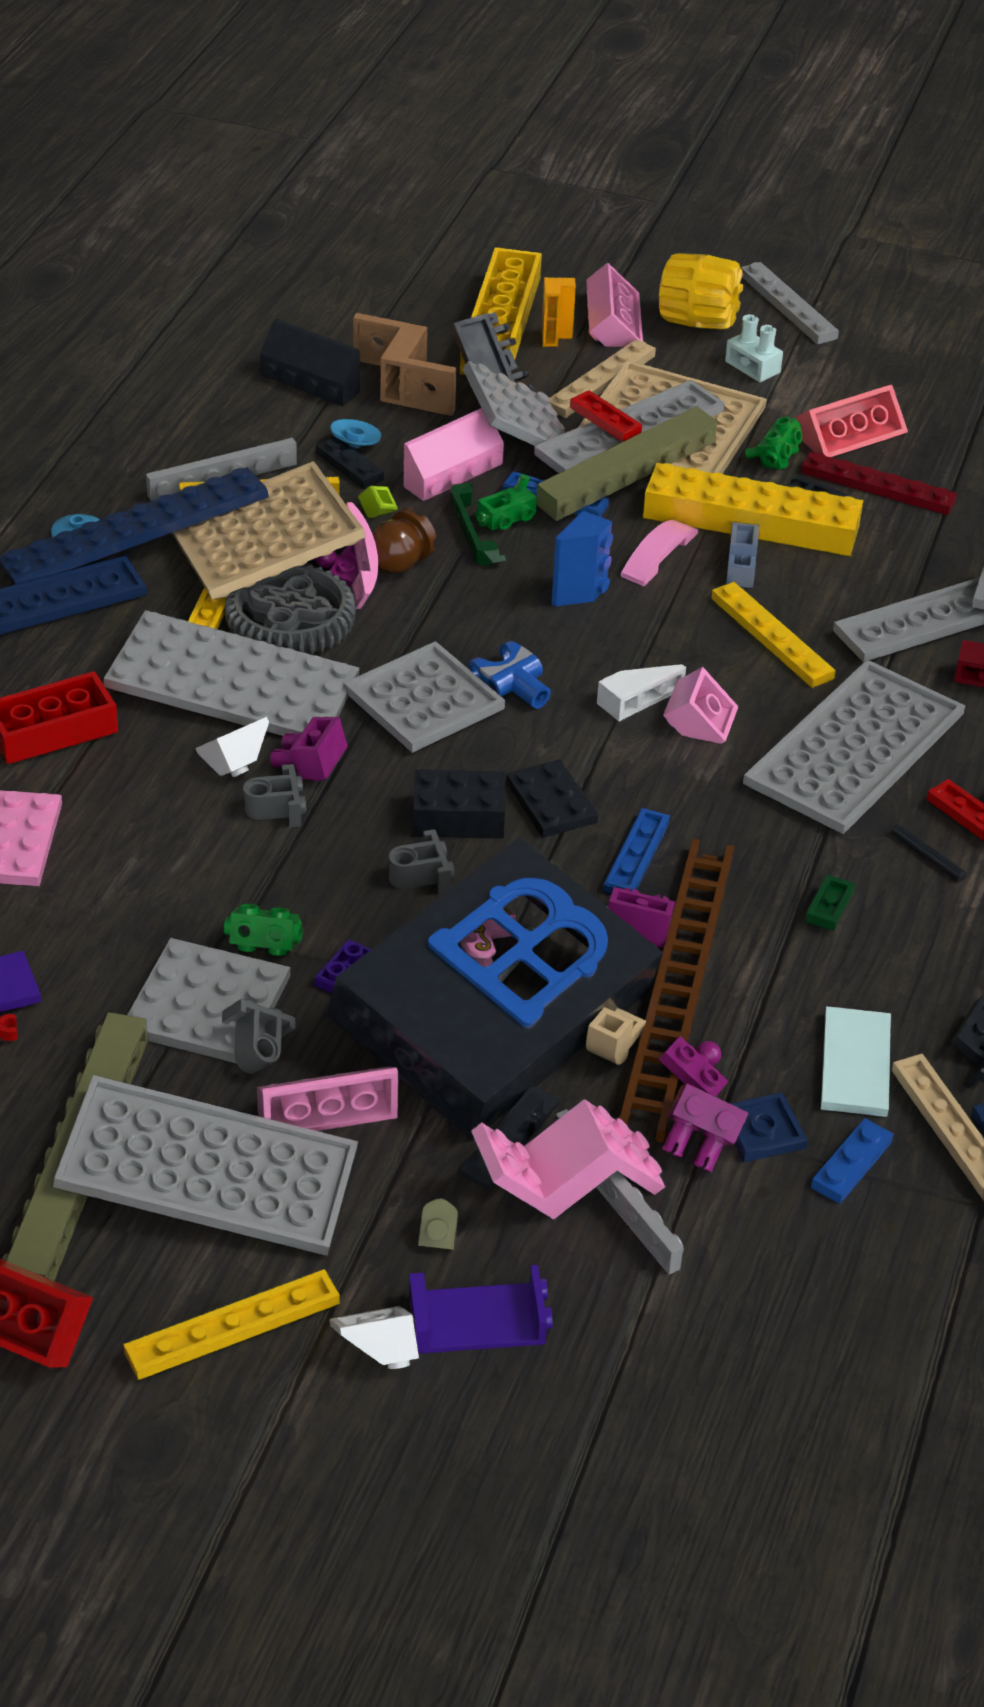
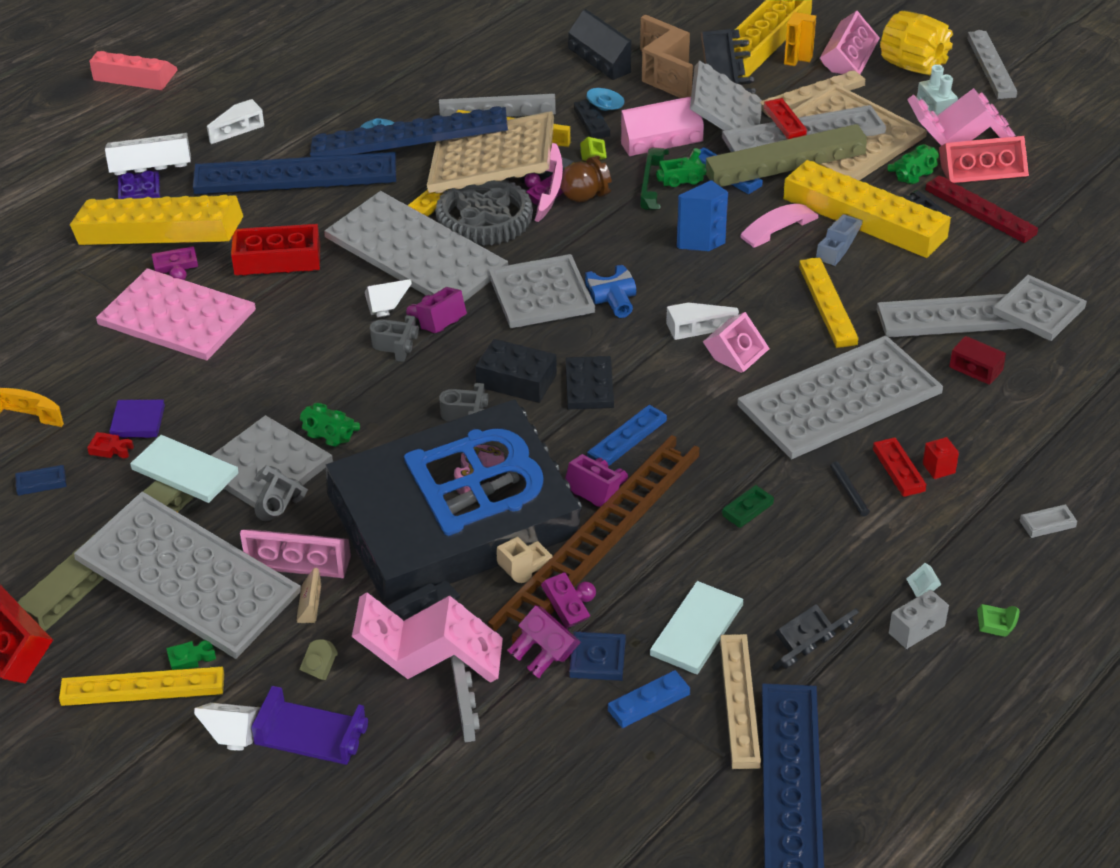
camera: 25 degrees right, 0 degrees up
(121, 1031) = (184, 468): none -> light aqua tile
(264, 1271) = (187, 656): none -> green plate
(375, 1153) = (309, 598): none -> tan slope
(809, 377) = (962, 119): none -> bright pink bracket

